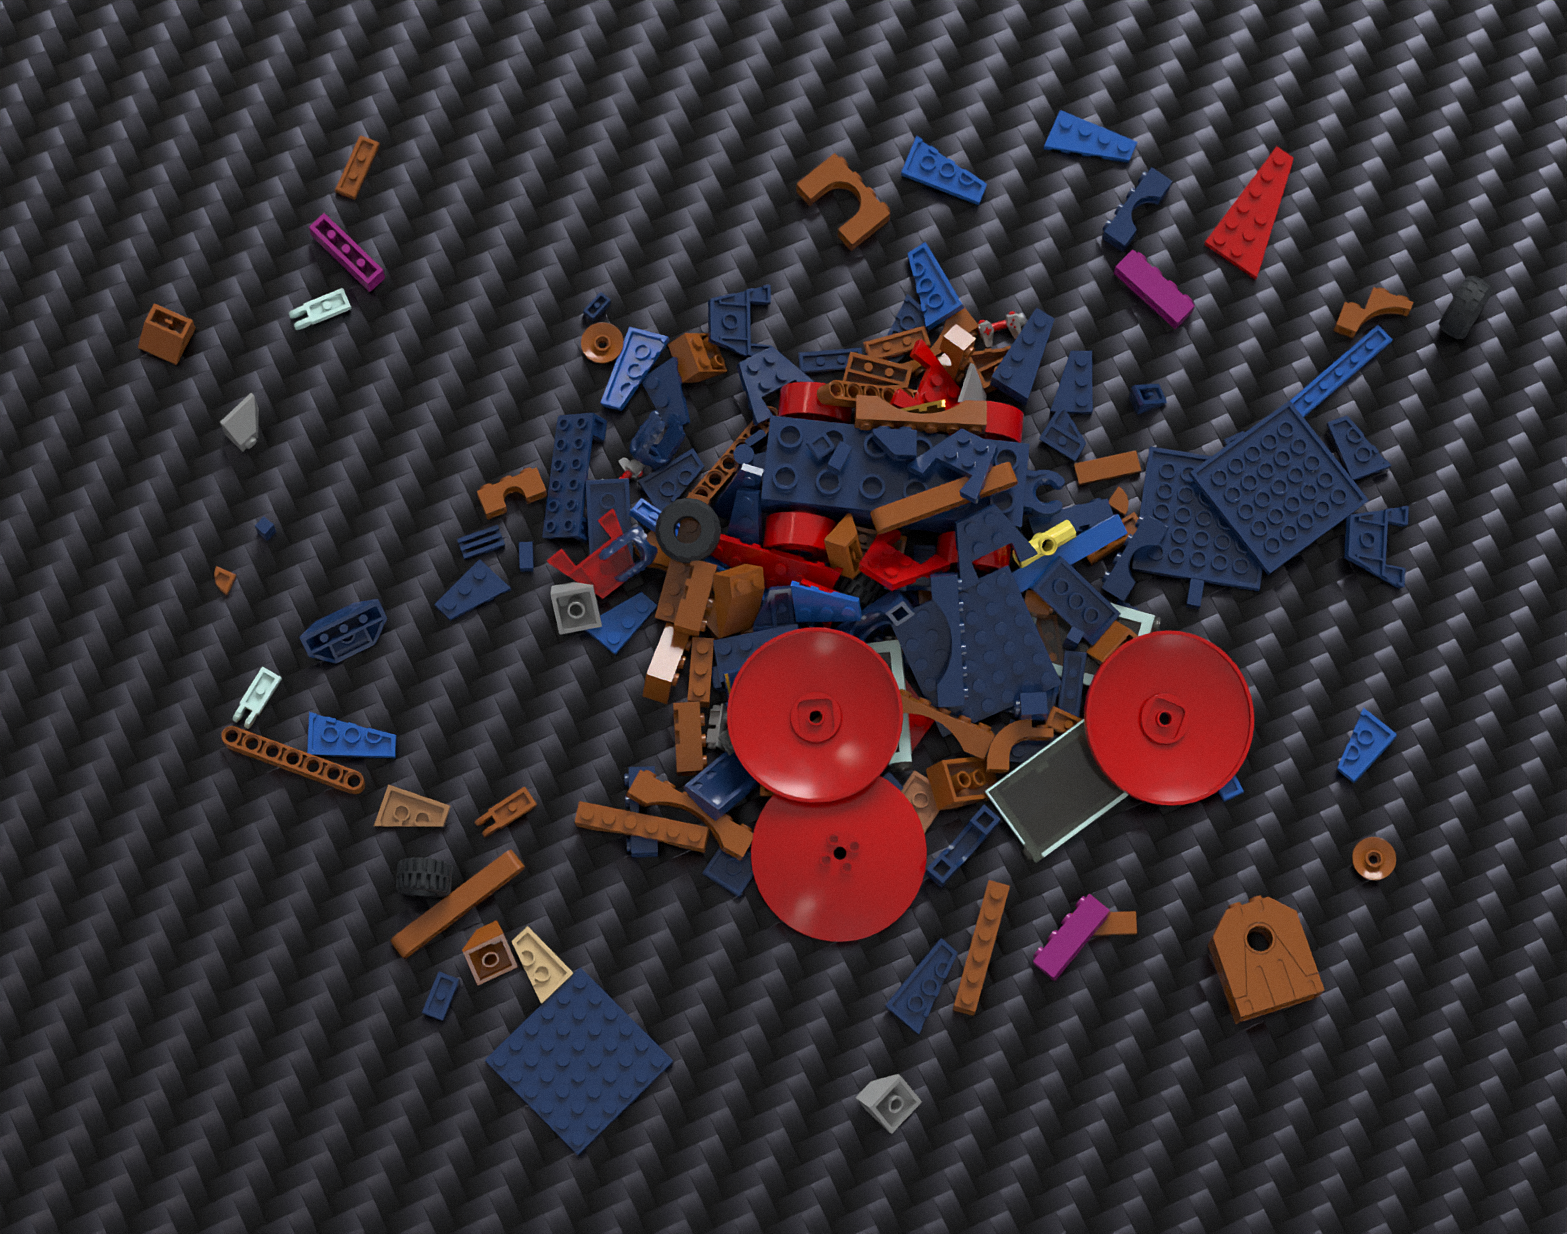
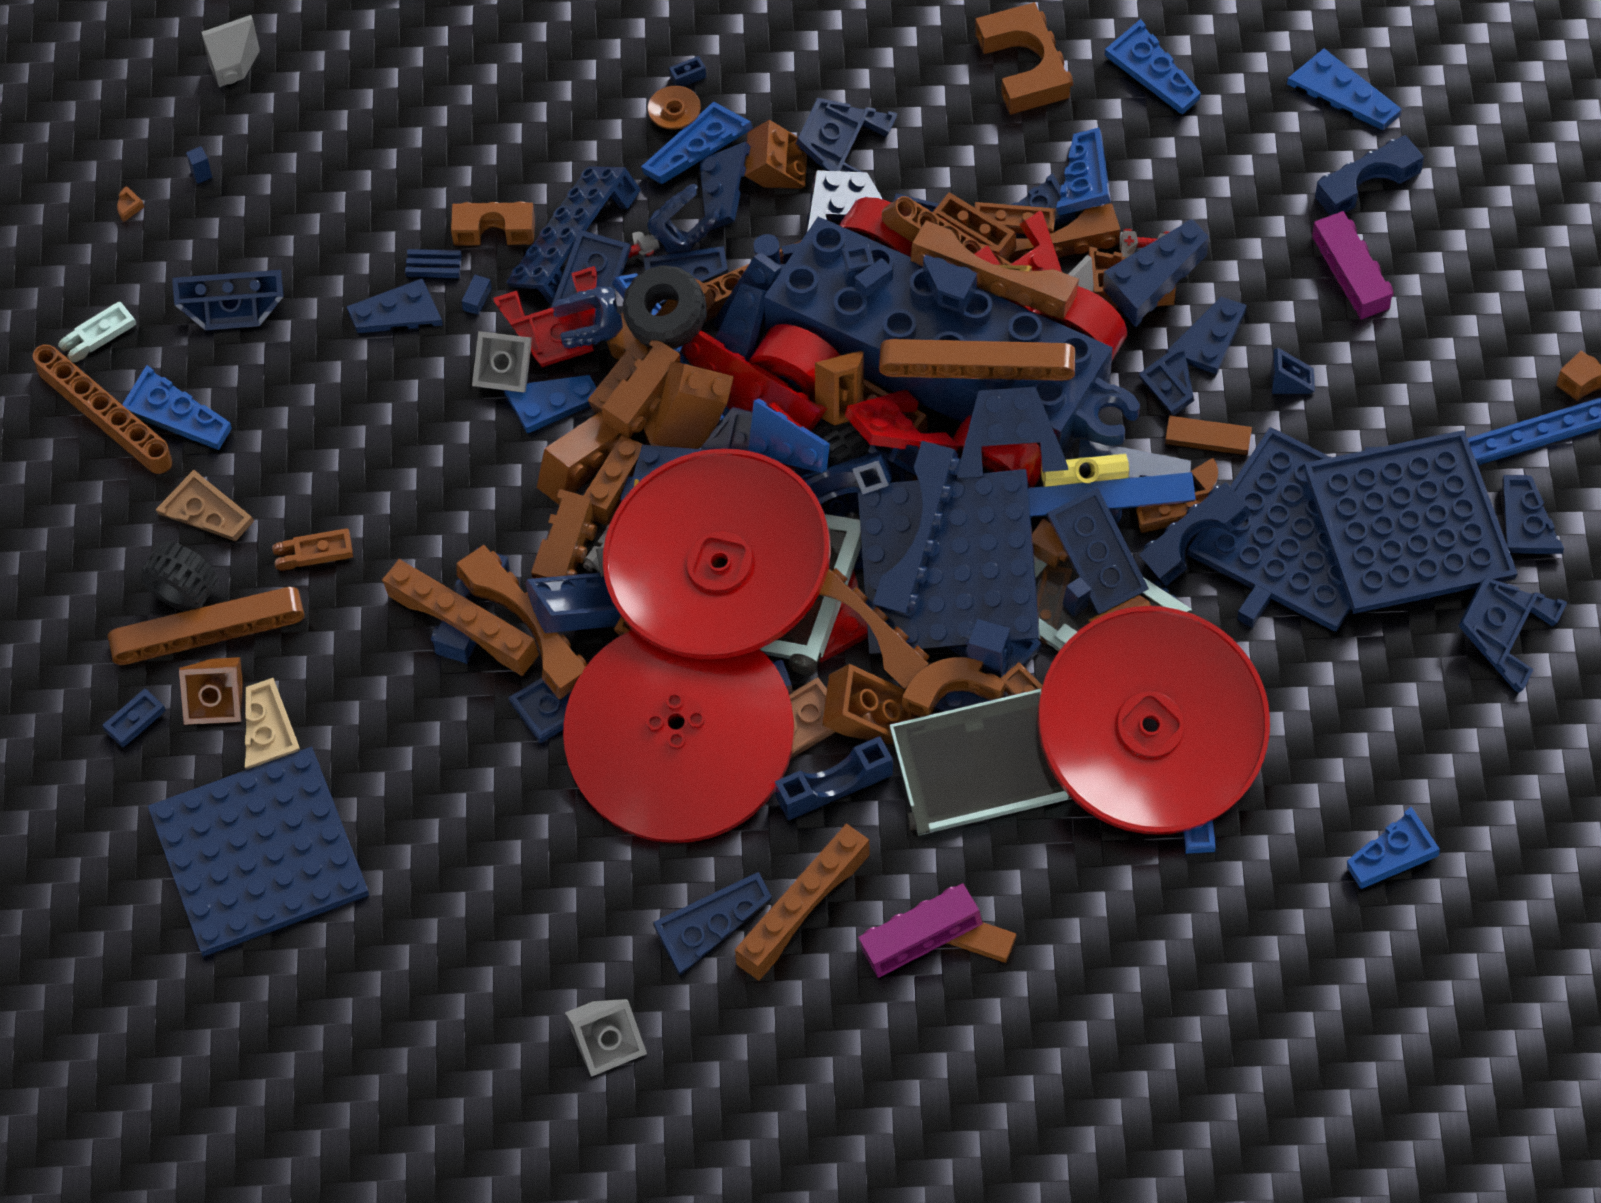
camera: 30 degrees right, 15 degrees down
(957, 350) = (1080, 232): dark orange arch -> none
(964, 454) = (1021, 320): dark blue wing -> none
(1072, 681) = (1062, 627): dark blue tile -> none
(1247, 225) = (1504, 234): red wing -> none
(1266, 979) = (1144, 1066): dark orange piece -> none
(1376, 848) = (1351, 971): dark orange dish -> none

